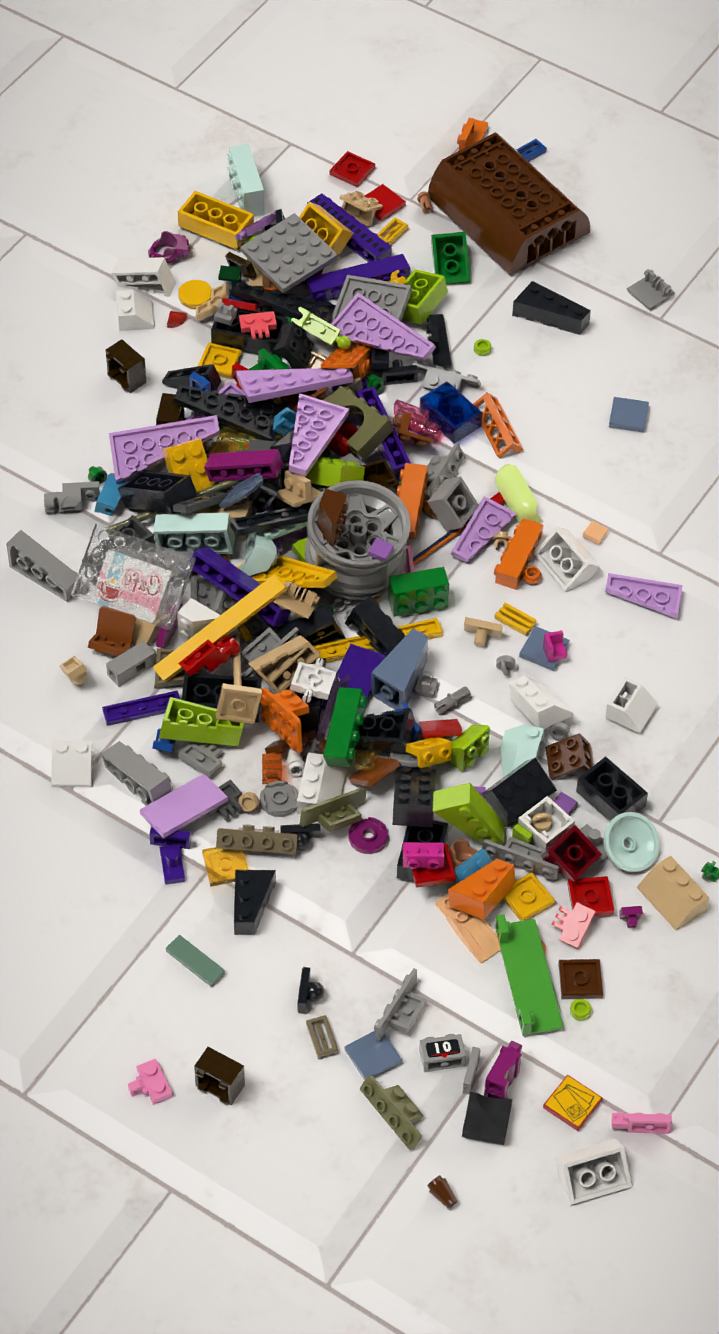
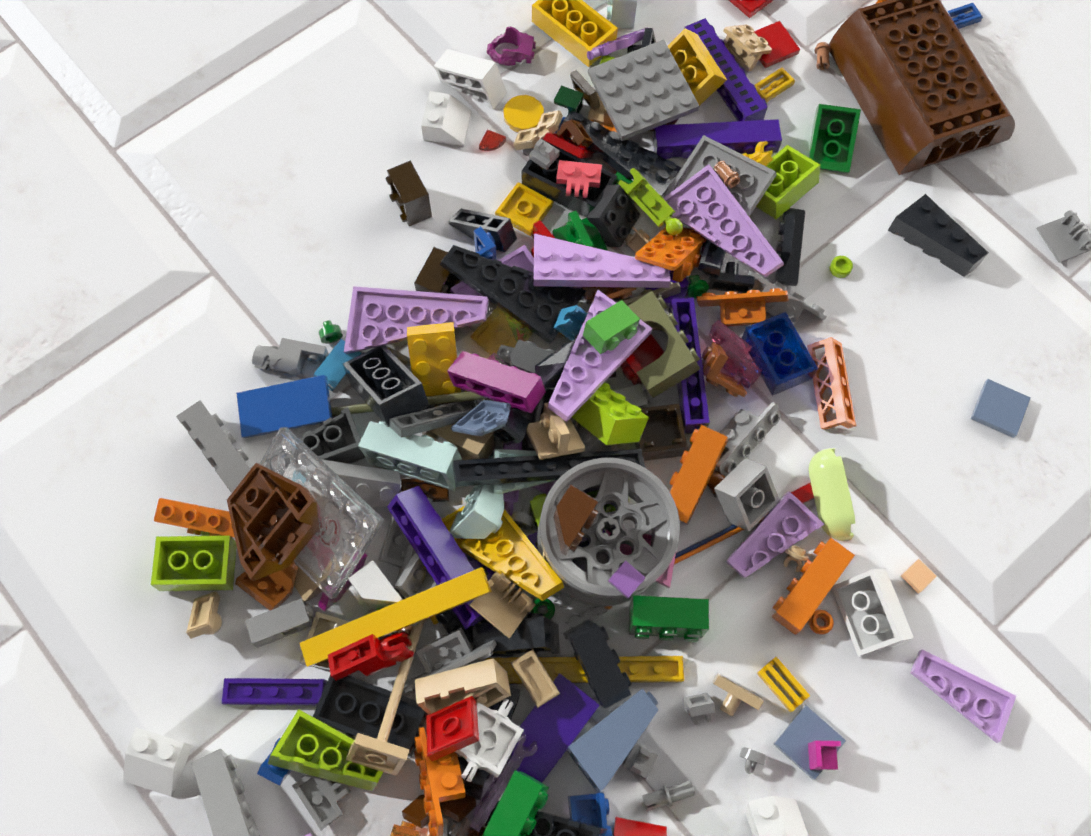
camera: 15 degrees right, 15 degrees up
(50, 611) = (194, 518): none -> orange bracket
(53, 639) = (194, 563): none -> lime brick
(75, 530) = (284, 405): none -> blue tile
(109, 582) = (271, 520): none -> reddish brown wedge
(242, 292) = (575, 131): none -> reddish brown bracket
(286, 676) = (452, 728): none -> red tile
(318, 410) = (611, 327): none -> bright green brick
(333, 646) = (535, 678): none -> tan tile
(376, 298) = (729, 177): none -> nougat pin
(413, 387) = (744, 307): none -> orange bracket
(457, 643) = (699, 705): none -> light grey tile

